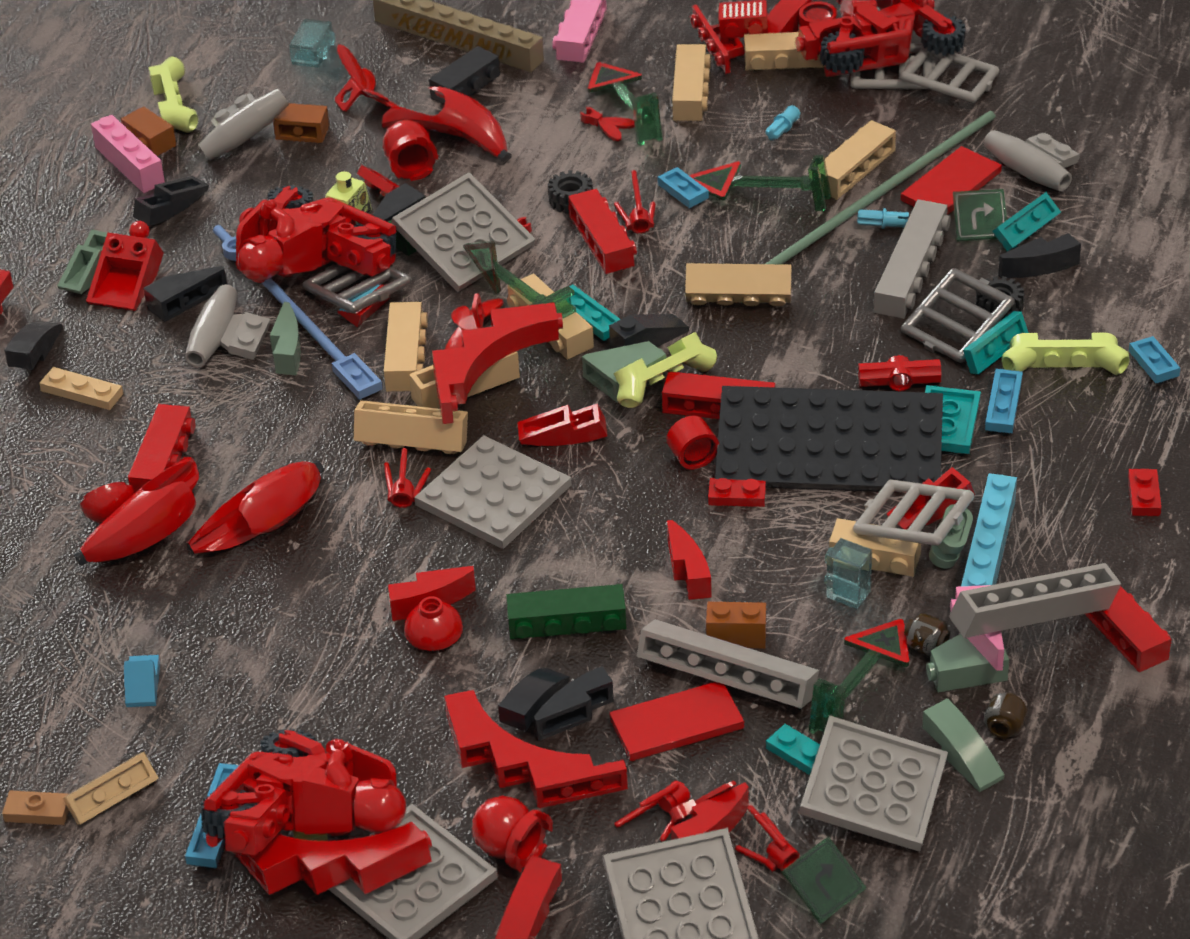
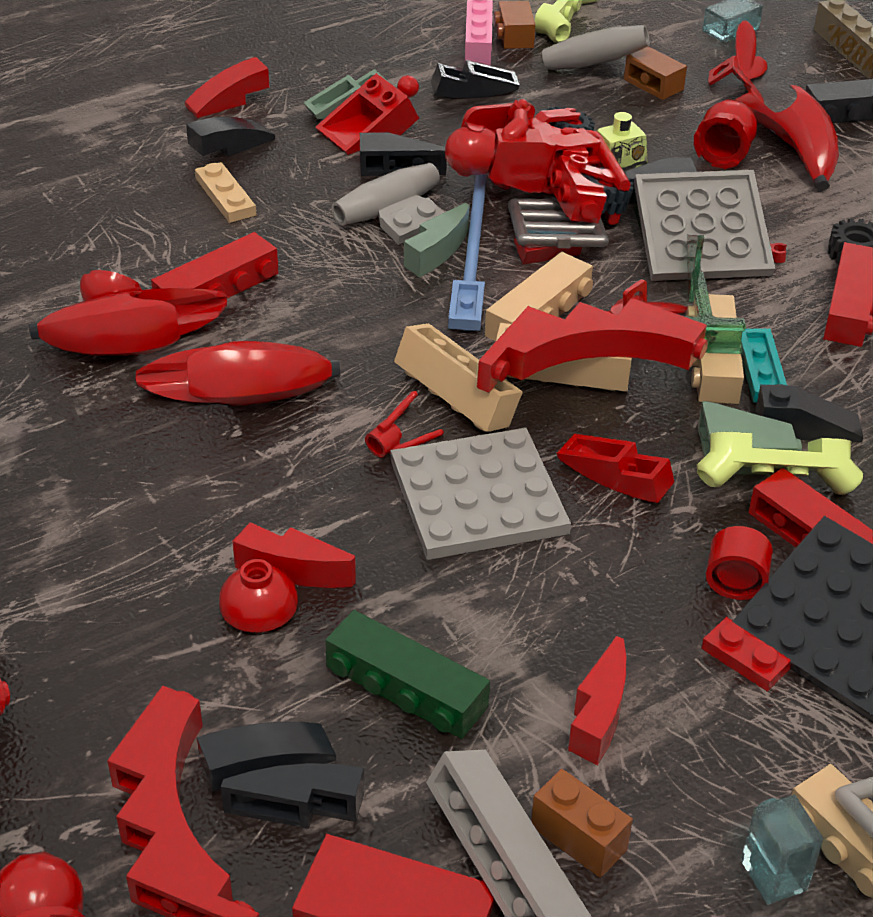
camera: 35 degrees right, 0 degrees up
(376, 180) = (672, 144): red plate -> none

